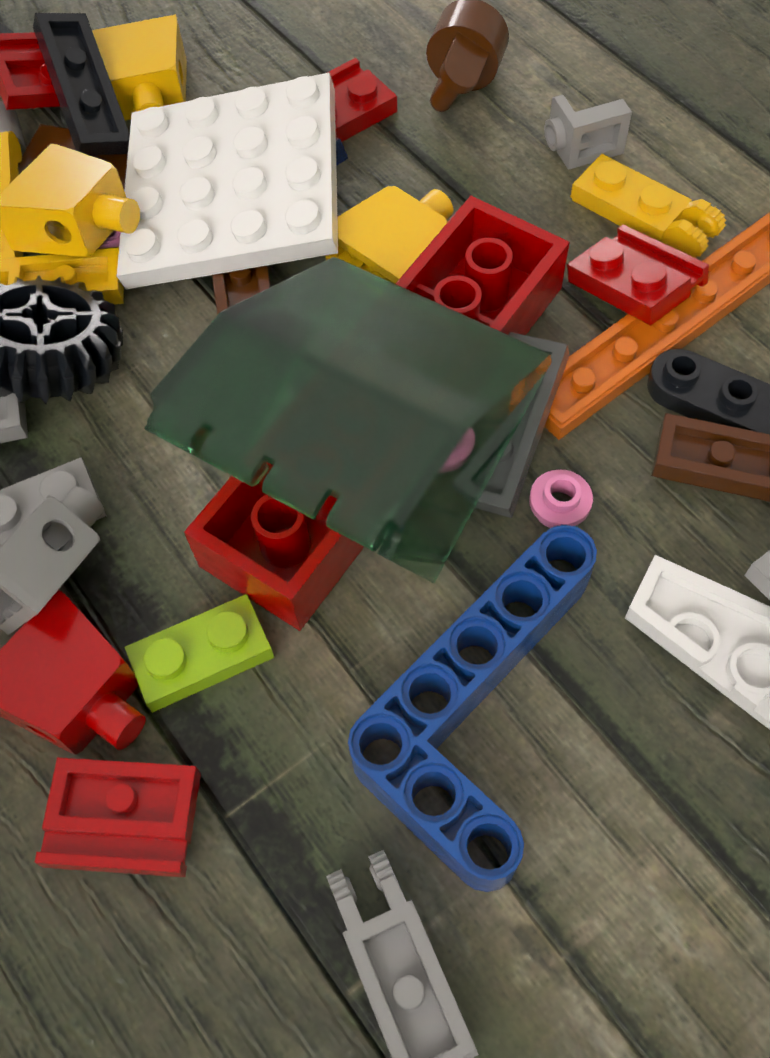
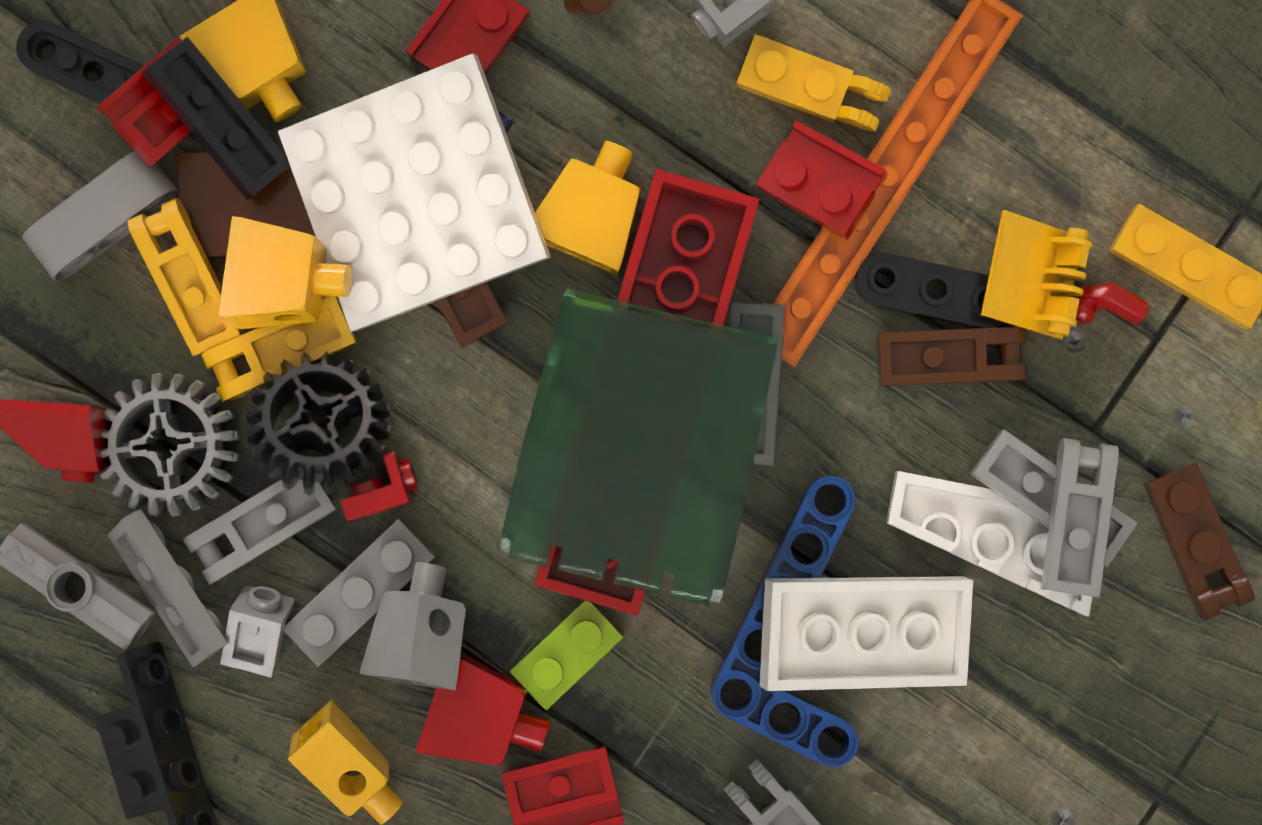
camera: 20 degrees left, 25 degrees up
(75, 430) = (373, 497): none -> red bracket
(554, 512) = (794, 438): bright pink plate -> none
(571, 716) = (865, 632): none -> white plate

